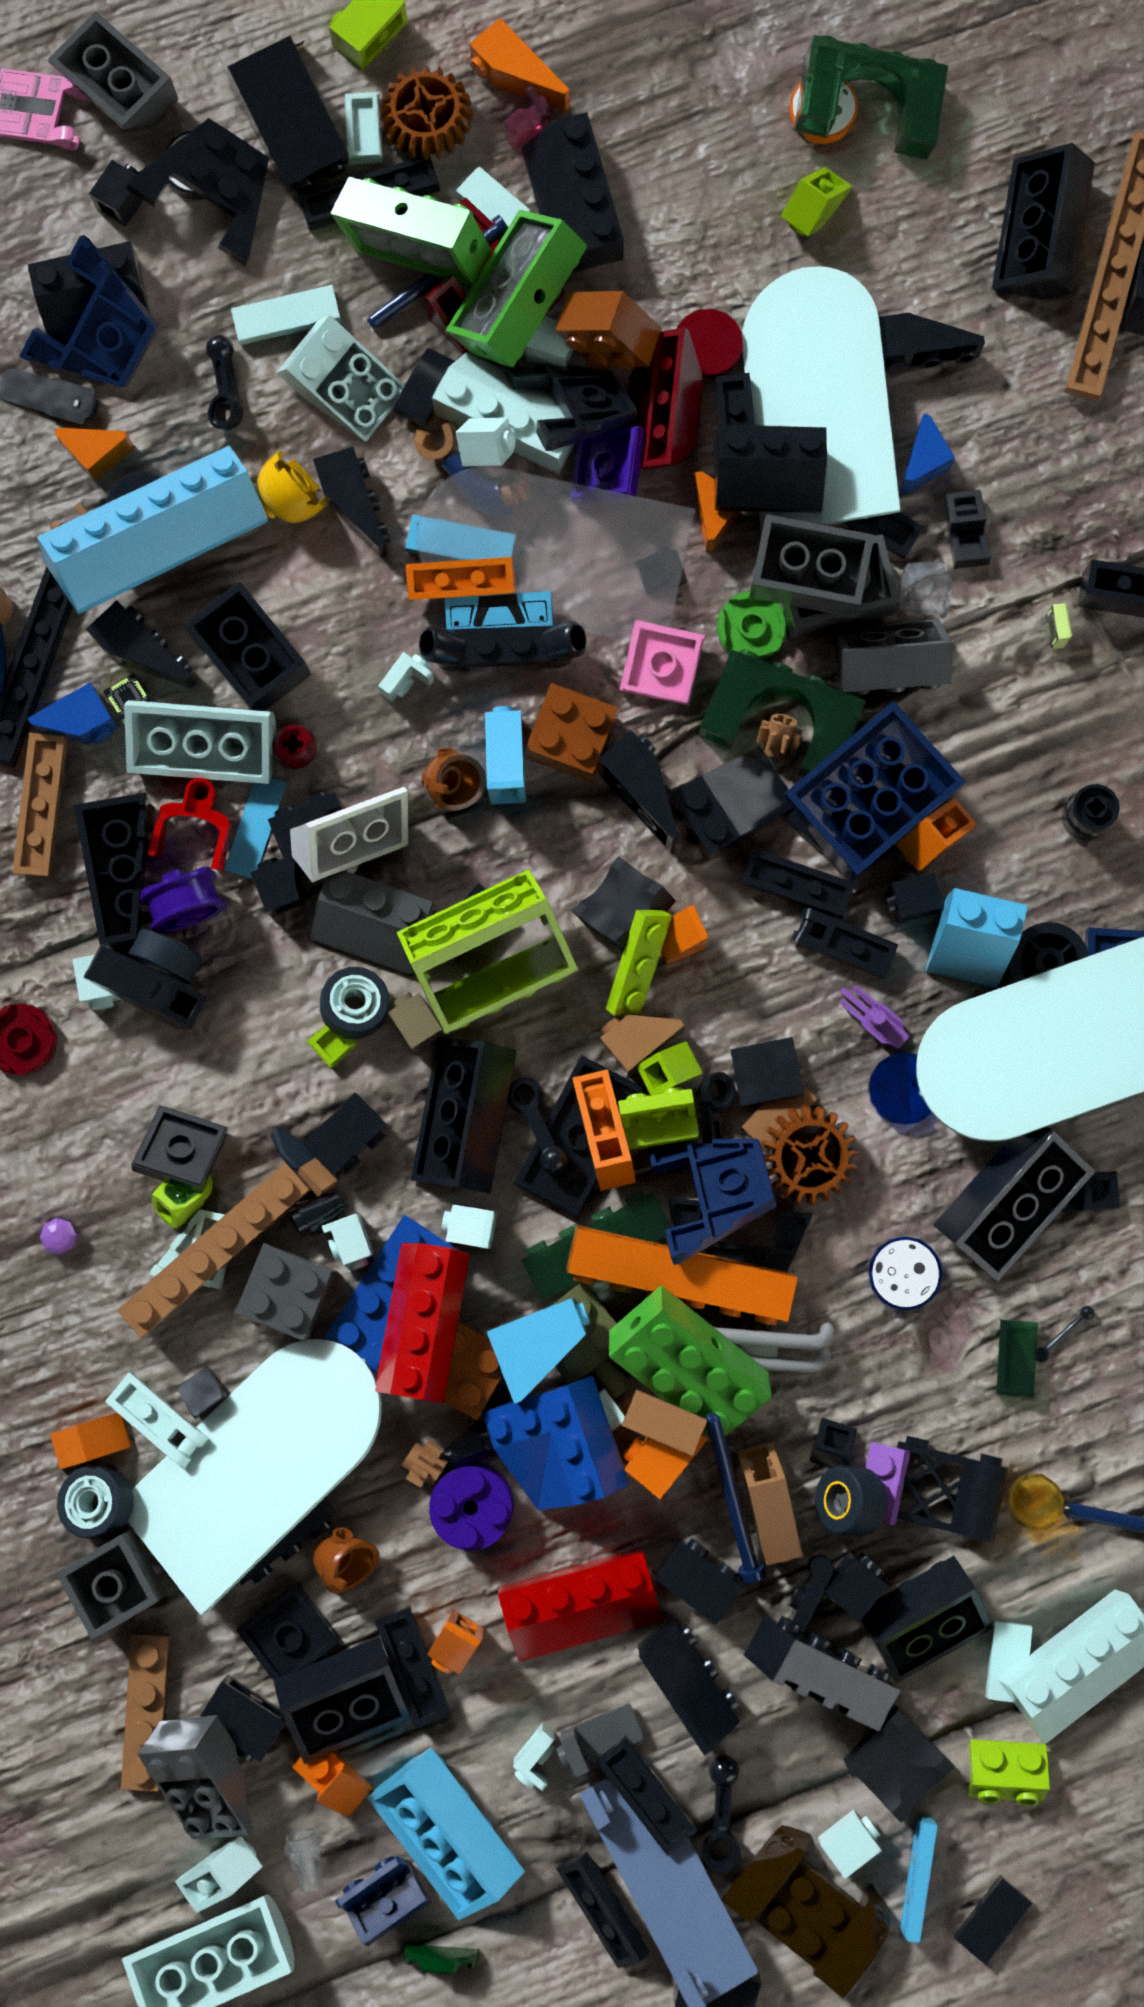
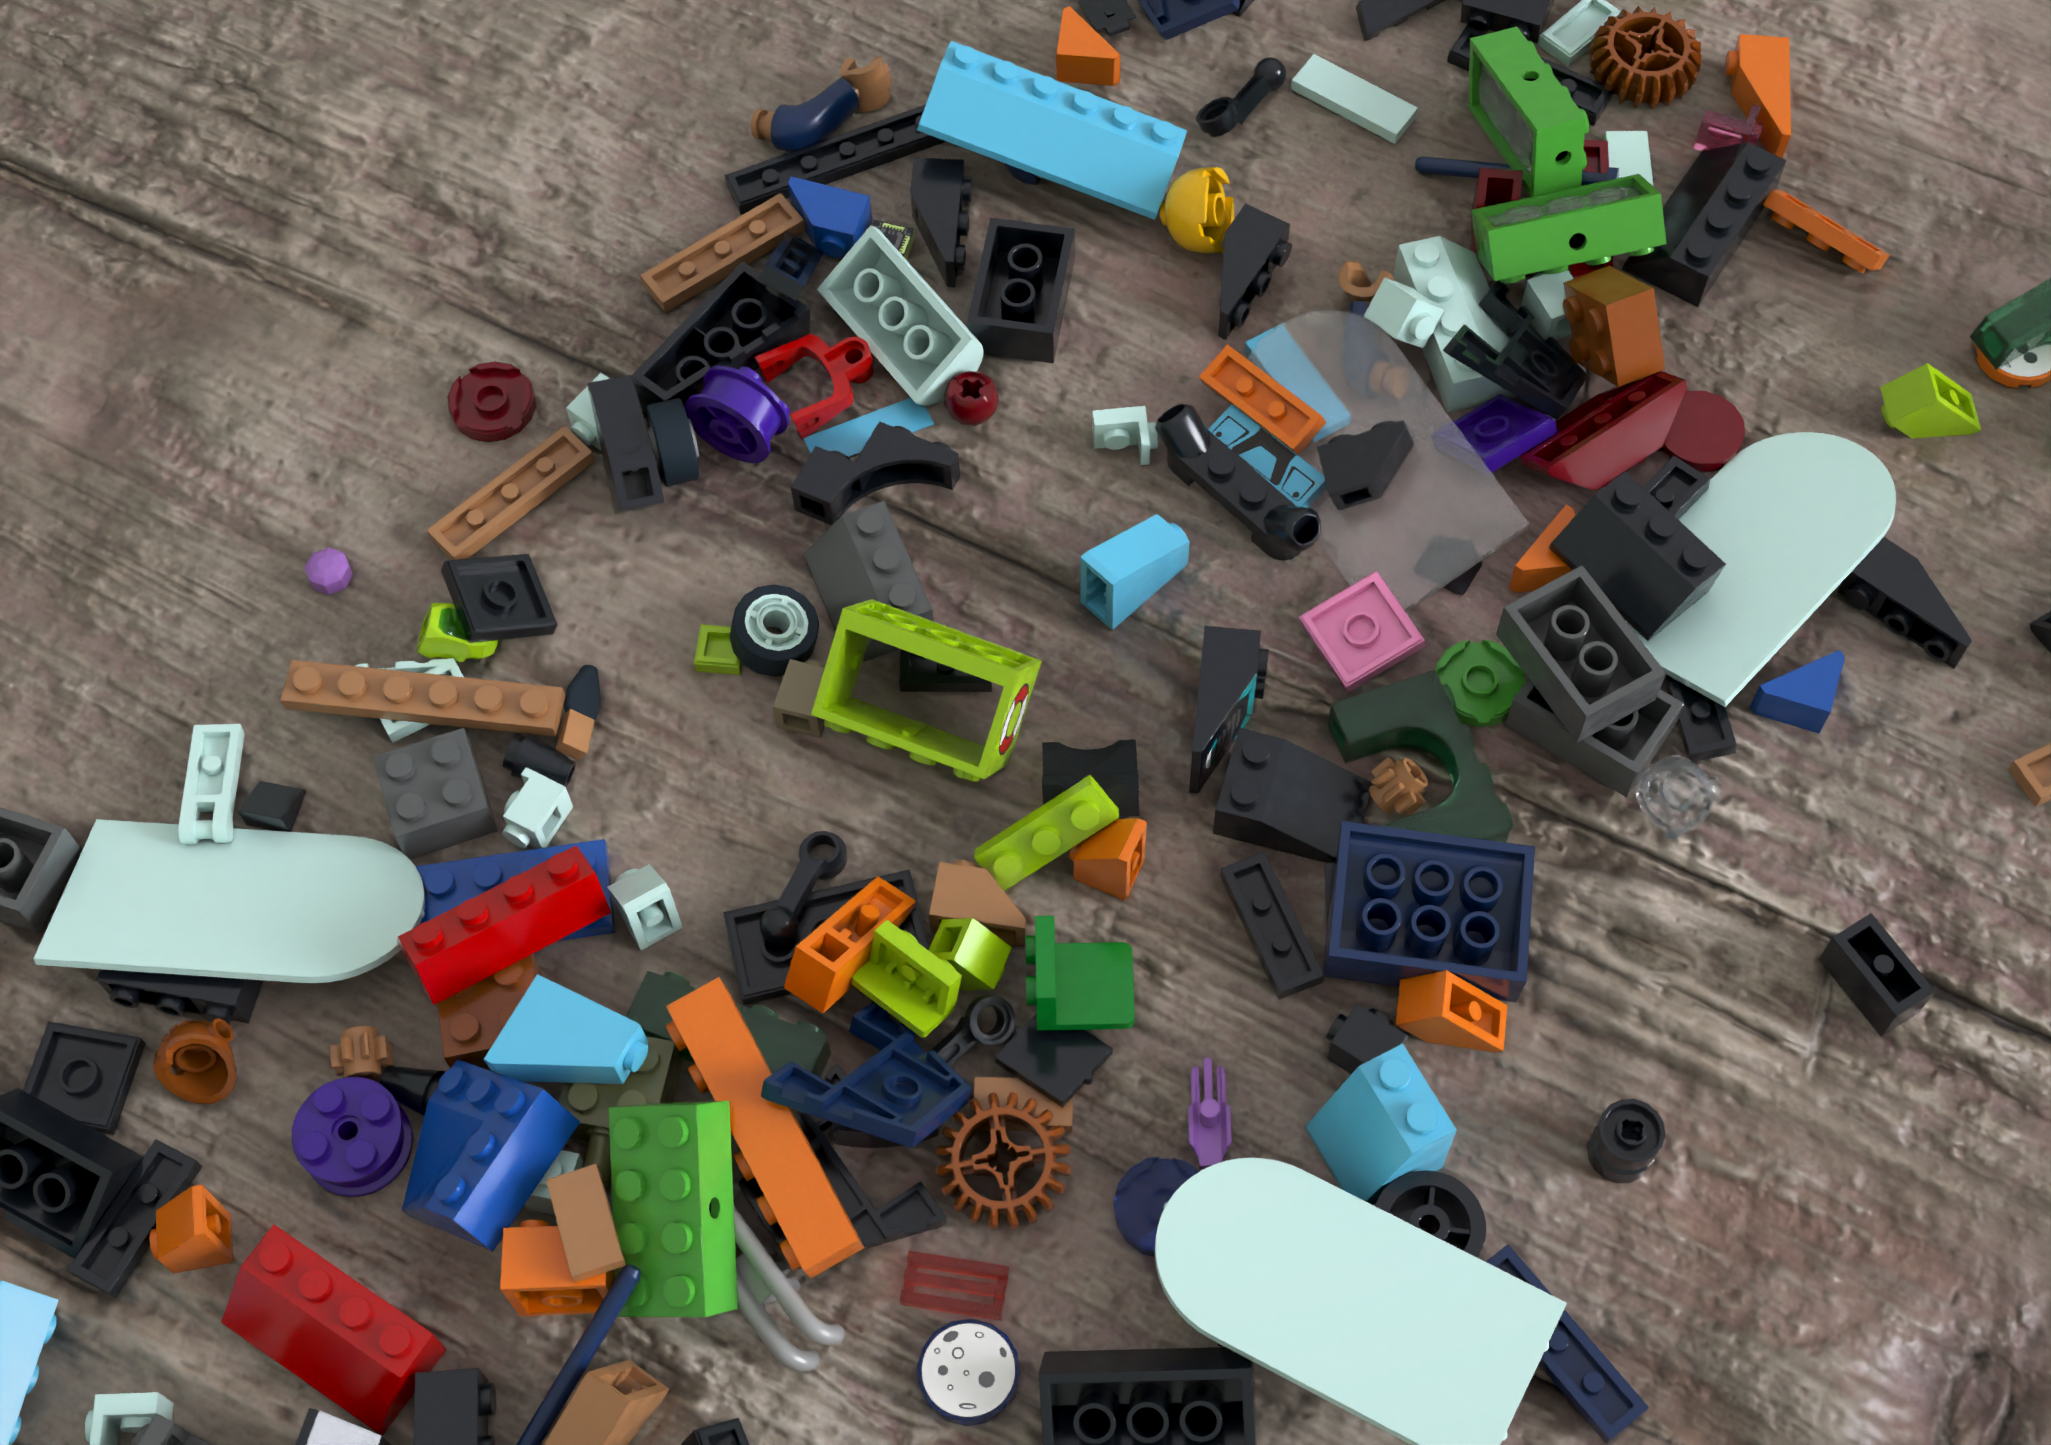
camera: 45 degrees right, 20 degrees down
(76, 1498) = (84, 791): wheel -> none
(90, 1440) = (147, 747): orange slope -> none
(103, 777) = (790, 267): none -> black plate
(107, 1082) = (511, 495): none -> medium nougat plate
(342, 378) = (1344, 176): light aqua slope -> none
(346, 1136) = (638, 726): black brick -> none
(351, 835) = (931, 488): white slope -> none
(416, 397) = (1382, 243): black slope -> none
(454, 780) = (1062, 539): dark orange helmet -> none
(464, 1114) = (753, 813): black slope -> none
(566, 564) = (1364, 464): none -> black slope
(571, 732) = (1215, 592): dark orange brick -> none
(647, 135) = (1825, 232): none -> orange plate
(739, 1020) = (1079, 982): none -> green bracket
(845, 943) = (1256, 1022): black plate -> none
(873, 1220) = (959, 1266): none -> clear red tile
(893, 656) = (1580, 822): dark grey slope -> none
(966, 529) = (1779, 792): black slope -> none
(1058, 625) = (1778, 953): yellowish green tile -> none

